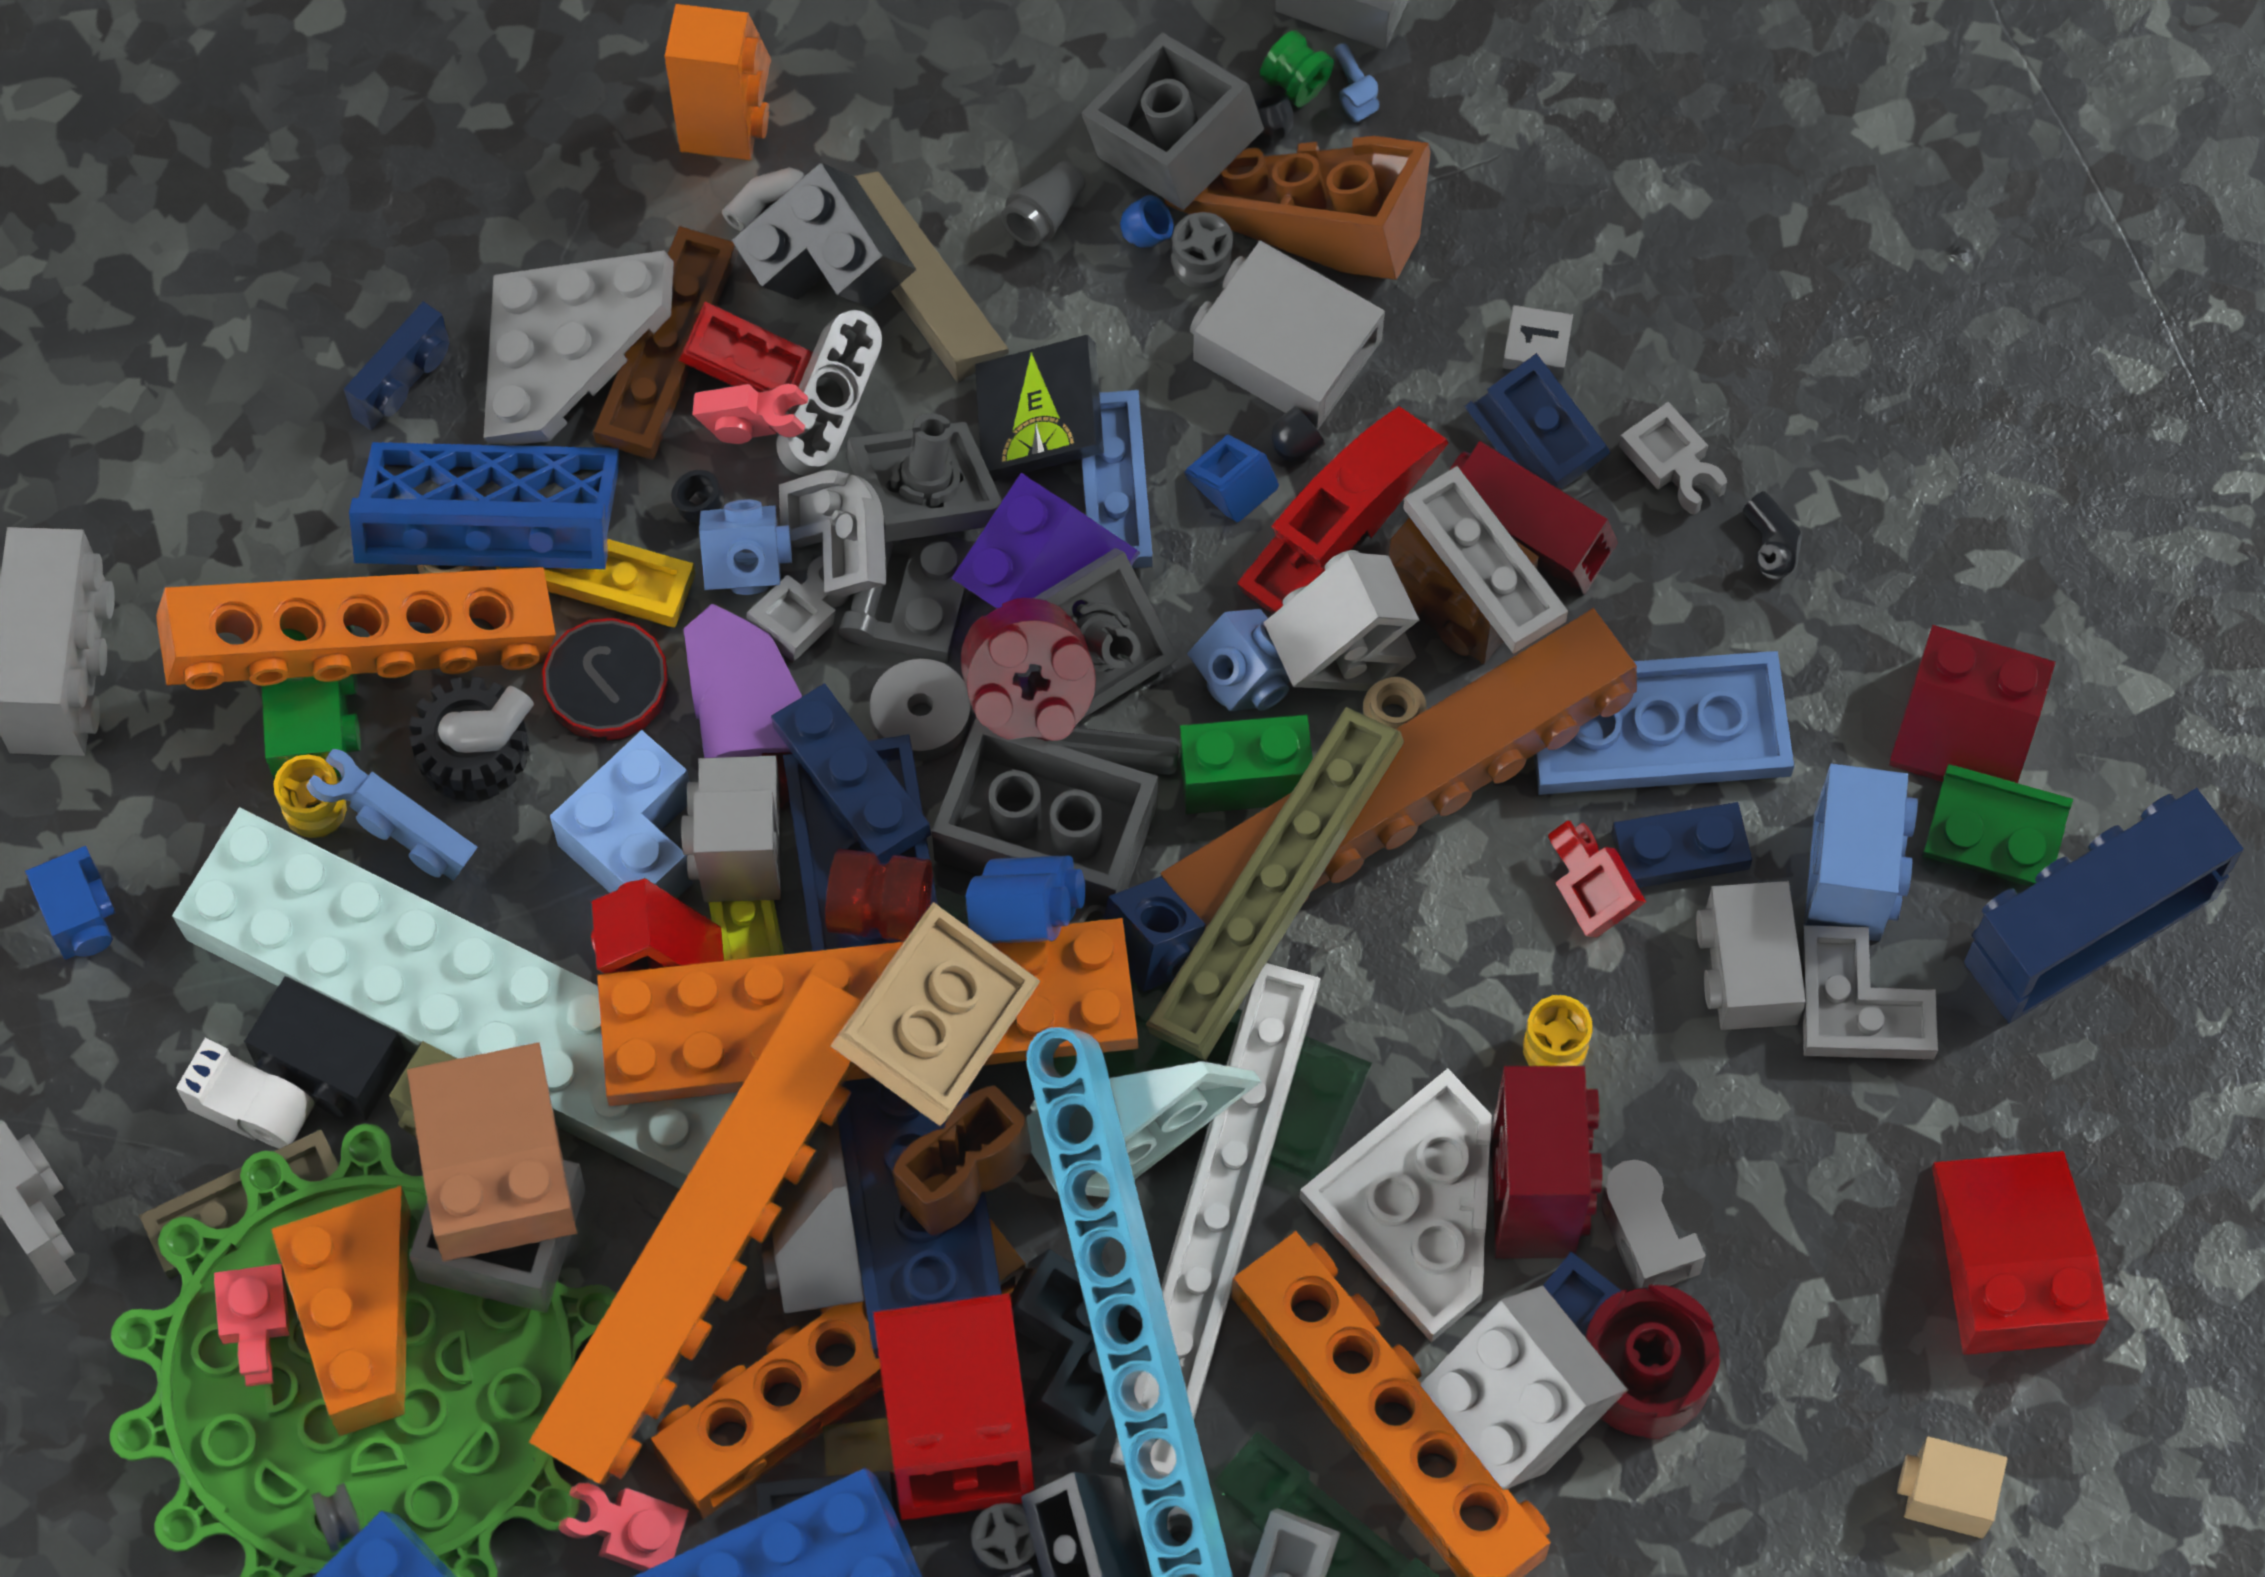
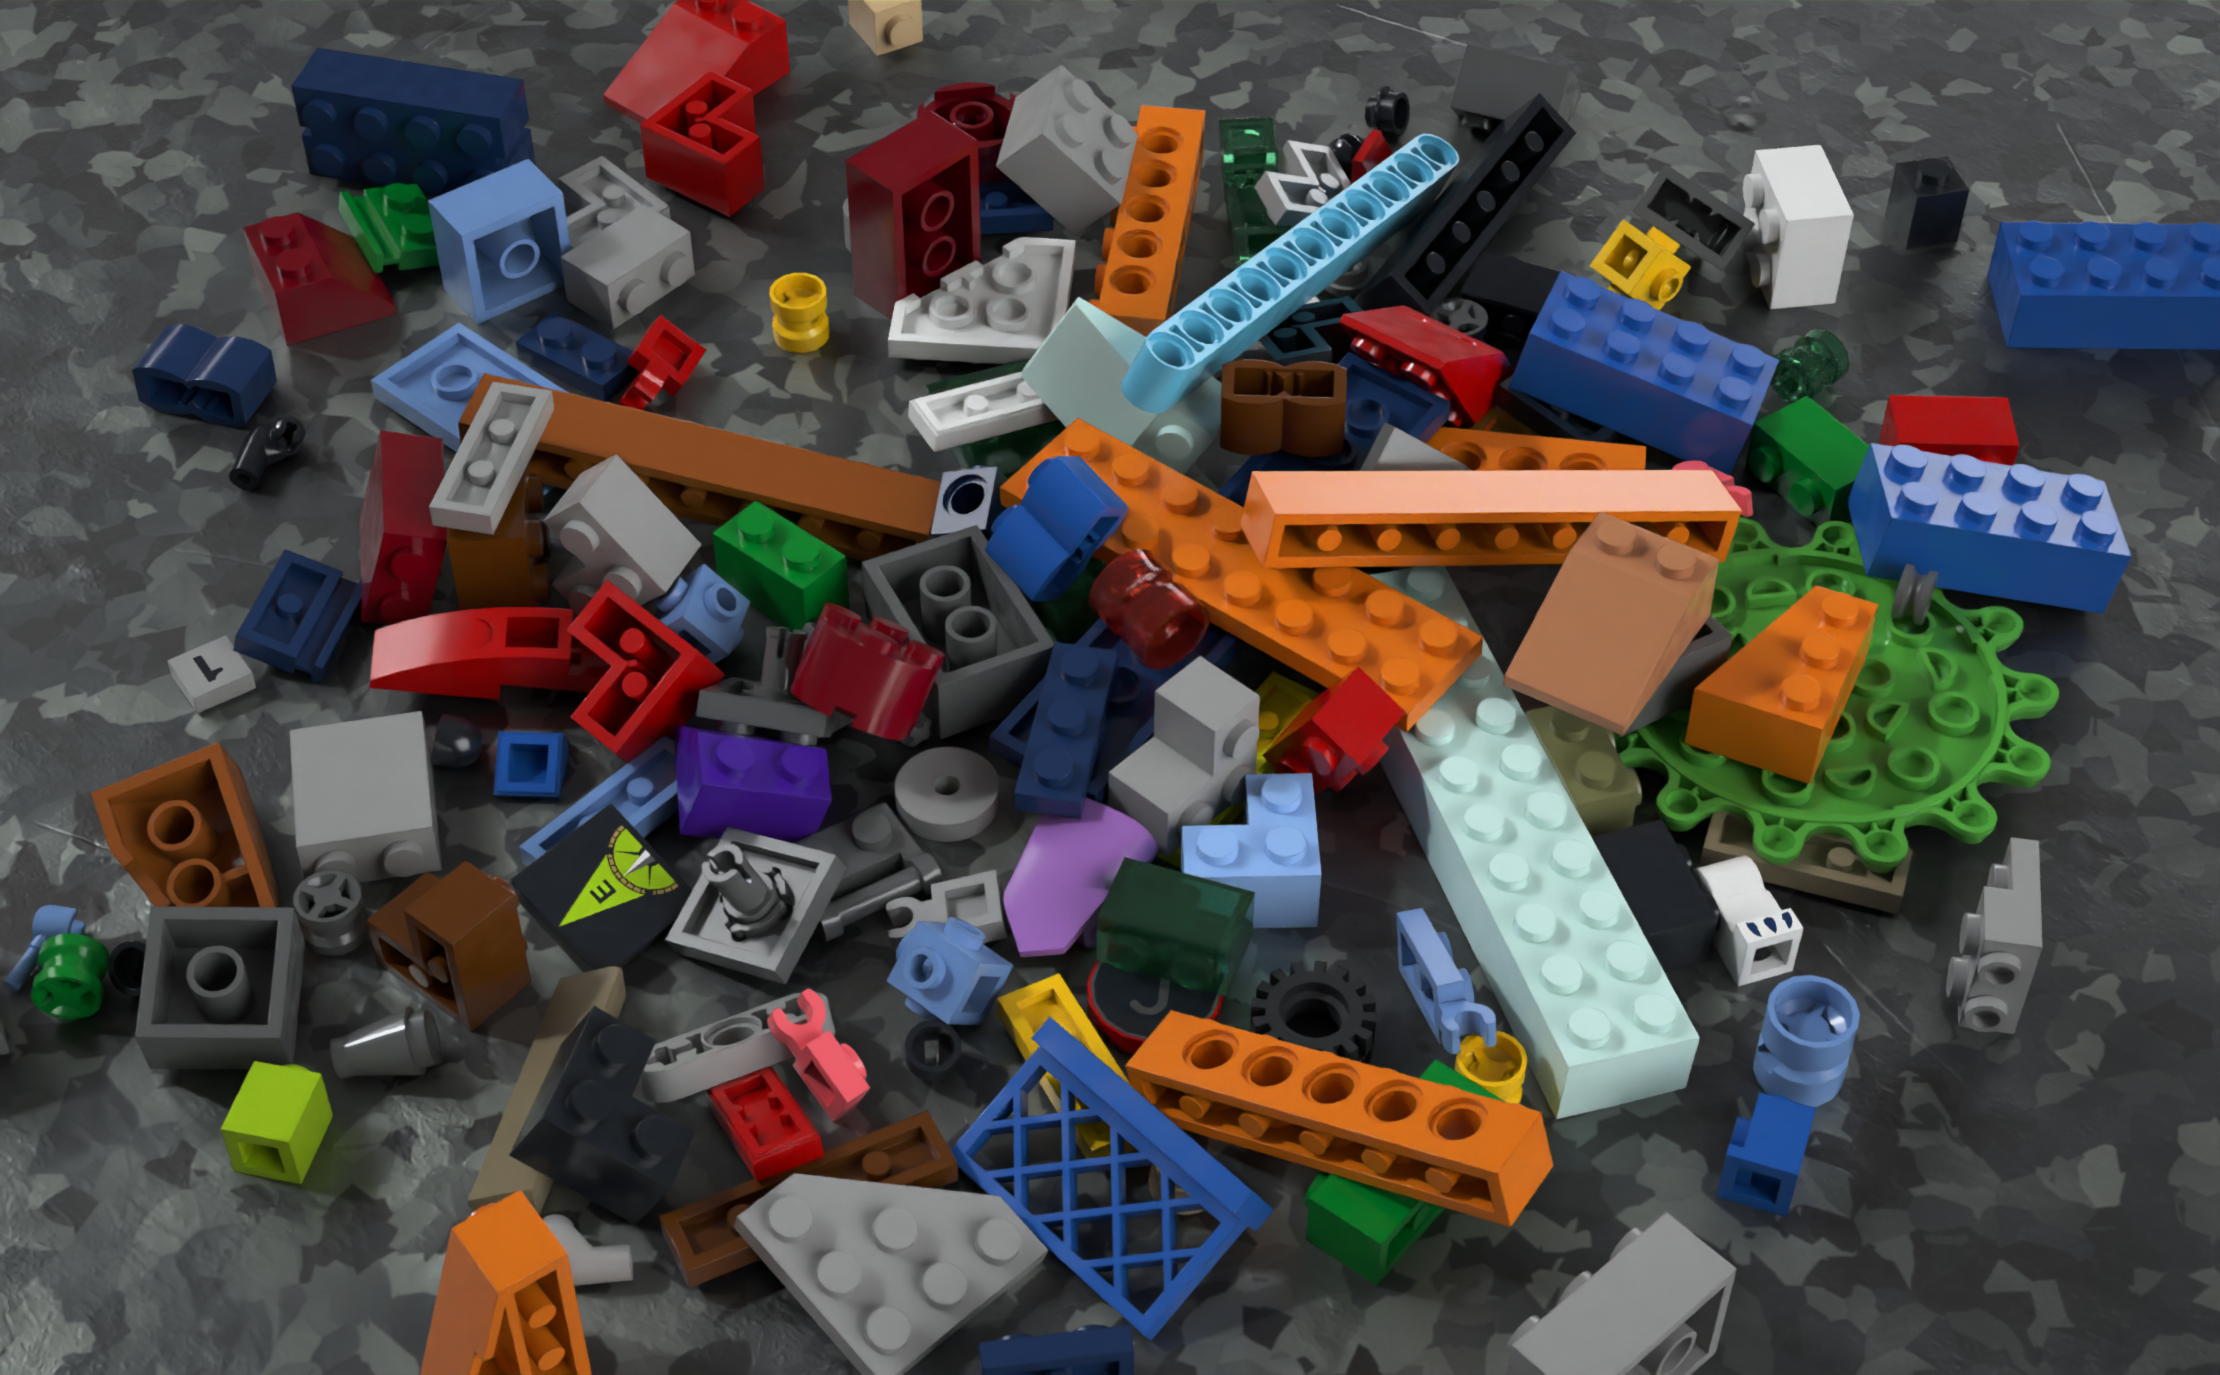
camera: 135 degrees left, 20 degrees down
(109, 1006) = (1806, 1040): none -> medium blue wheel
(250, 1312) = (1874, 752): coral plate -> none
(485, 729) = (1299, 974): light grey arm -> none
(616, 698) = (1175, 926): none -> clear green brick
(849, 521) = (848, 910): light grey plate -> none
(936, 1014) = (1211, 455): tan tile -> none
(1042, 100) = (277, 1122): none -> lime brick
(1084, 284) = (455, 942): none -> reddish brown brick
(1146, 222) = (341, 970): blue hinge -> none
(1205, 558) = (650, 677): none -> red brick
(1275, 883) = (862, 452): olive tile -> none
(1669, 450) = (249, 538): light grey plate -> none
(1862, 1119) = (706, 144): none -> red brick
(1907, 547) = (204, 375): none -> dark blue brick

